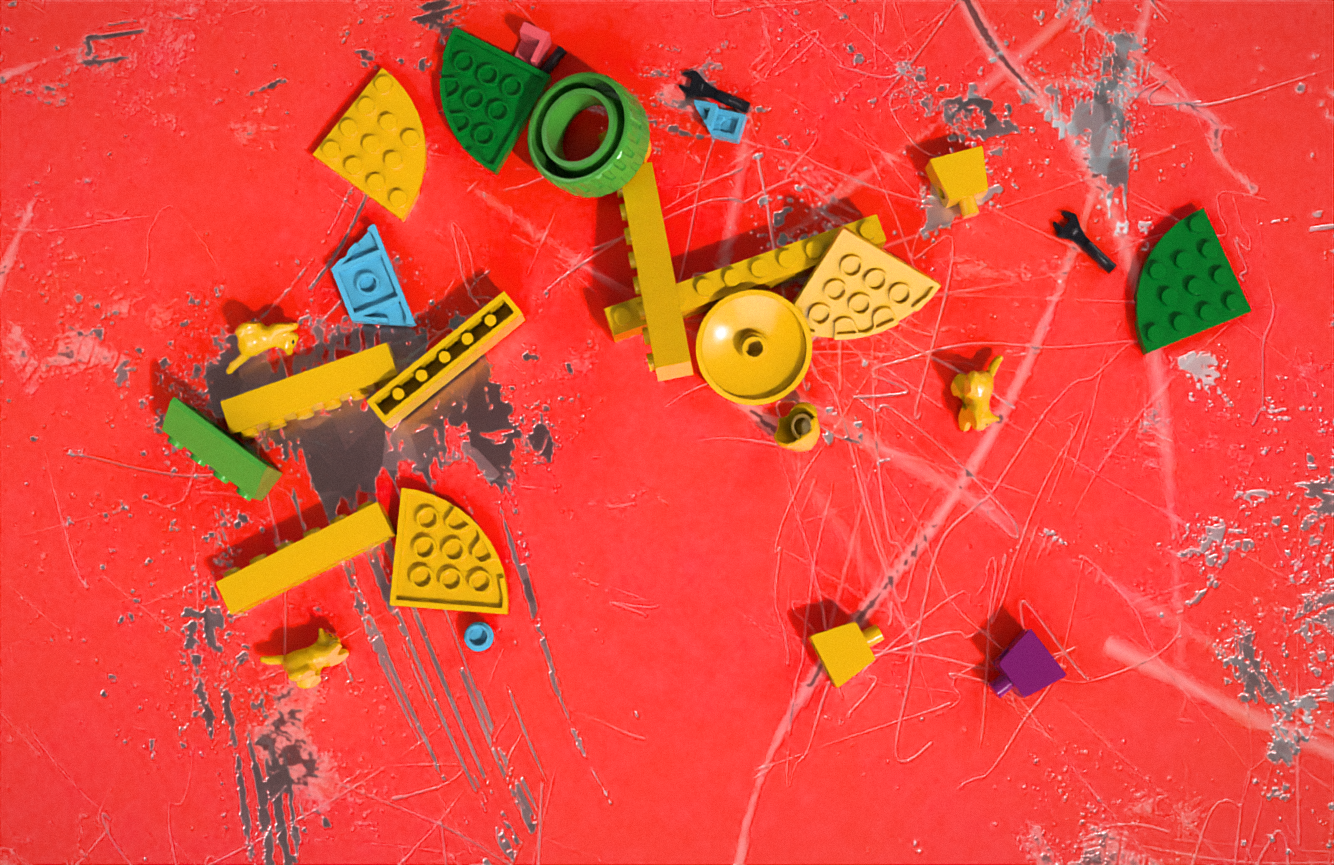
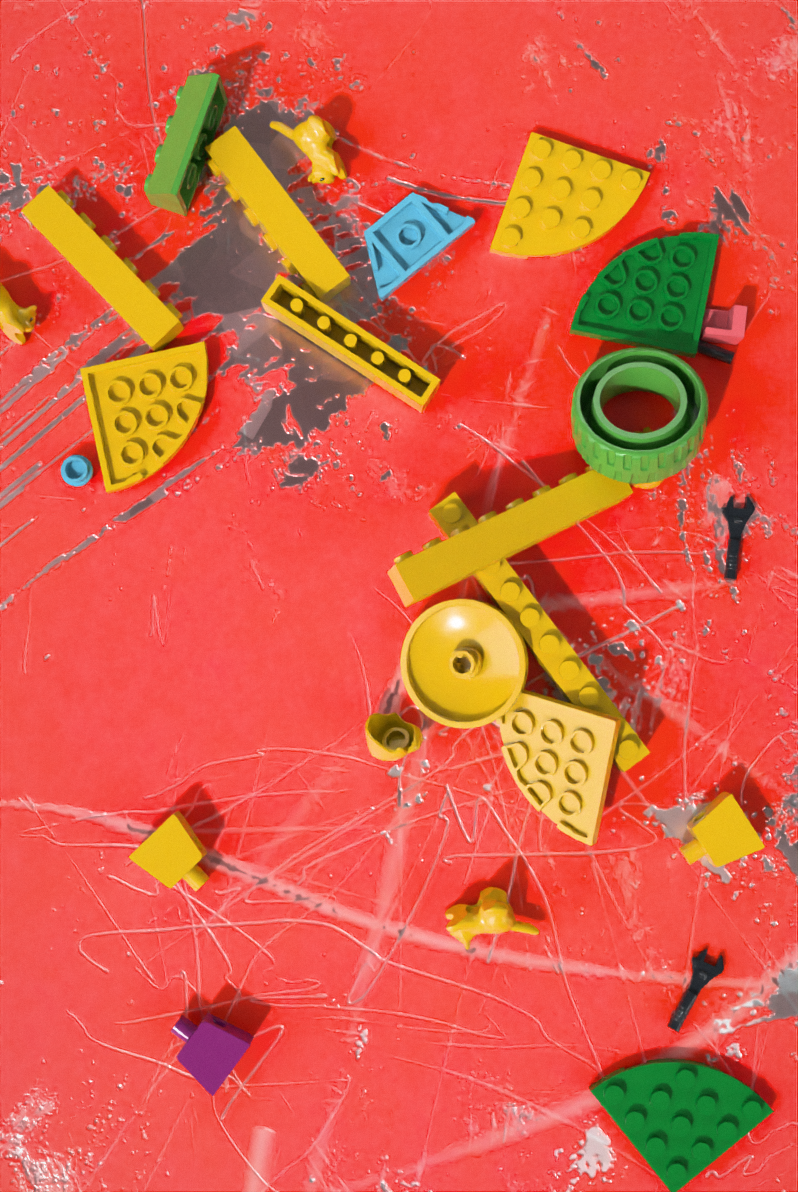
camera: 75 degrees right, 5 degrees up
(721, 123) = (704, 555): medium azure slope -> none

